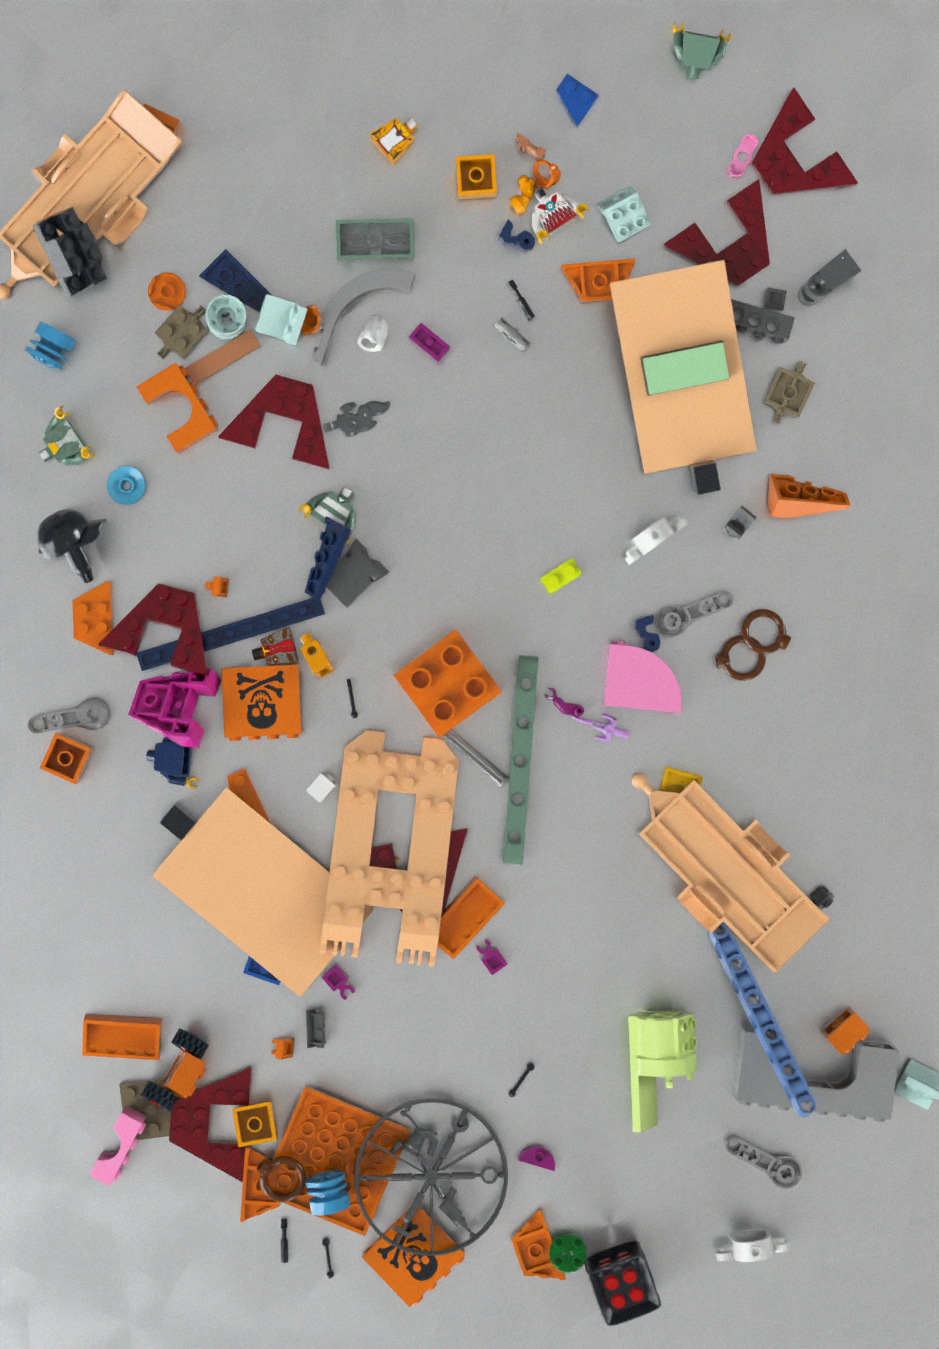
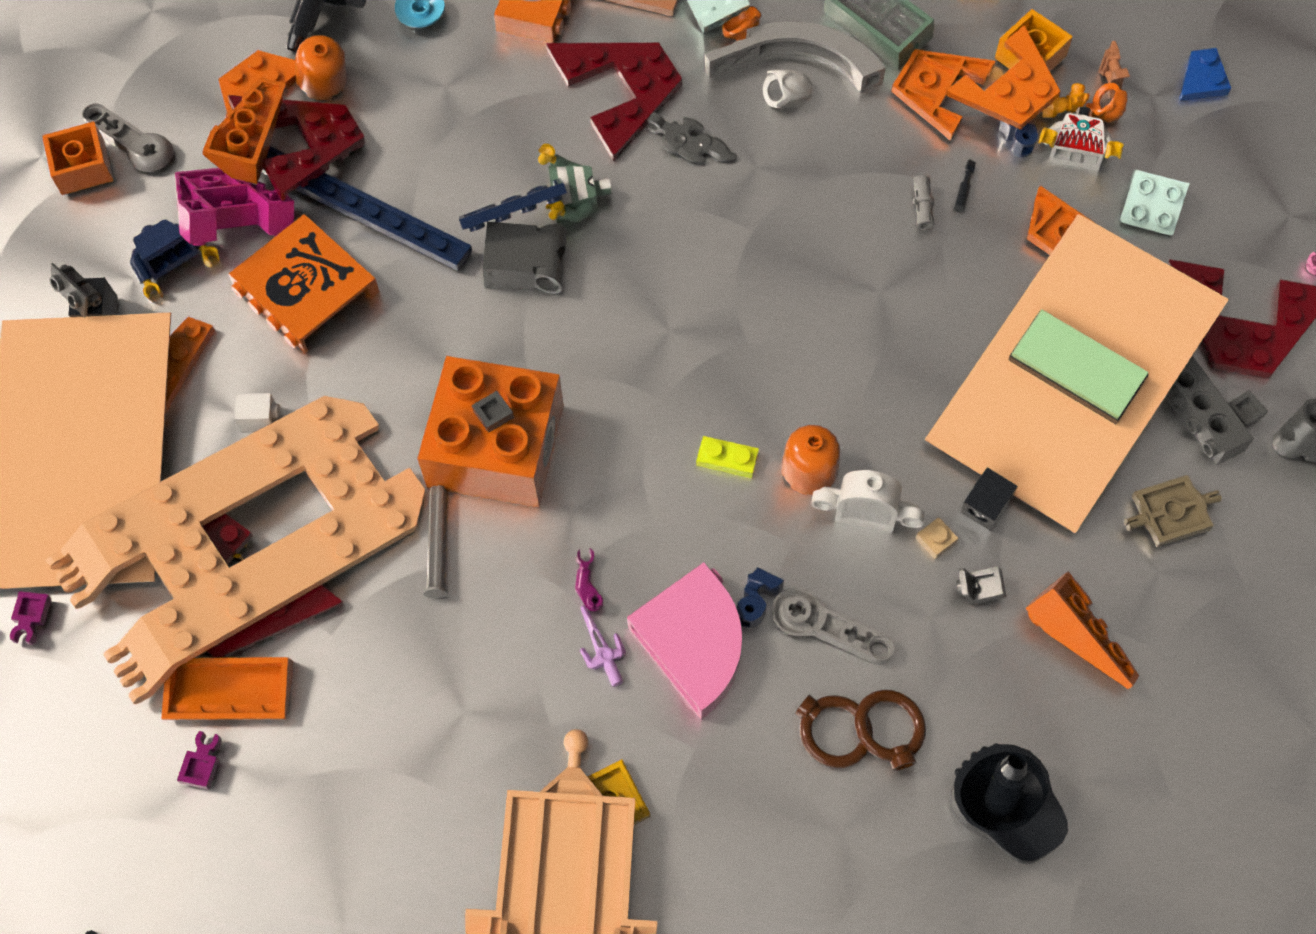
camera: 45 degrees right, 25 degrees down
(116, 581) = (320, 67): none -> orange cylinder
(144, 661) = (246, 132): none -> orange wedge
(162, 828) = (67, 282): none -> dark grey hinge
(218, 586) = (393, 154): orange tile -> none
(277, 648) = (379, 252): torso -> none
(319, 662) = (399, 293): light orange torso -> none
(354, 714) = (372, 383): black hinge -> none
(429, 342) = (833, 140): magenta plate -> none
(440, 253) = (928, 77): none -> orange wing
(453, 683) = (492, 411): none -> dark grey plate
(501, 219) = (1019, 92): none -> orange wing
(520, 773) = (456, 601): sand green beam -> none
(595, 544) = (811, 459): none -> orange cylinder
(696, 517) = (936, 538): none -> tan plate
(848, 617) = (1010, 800): none -> black piece

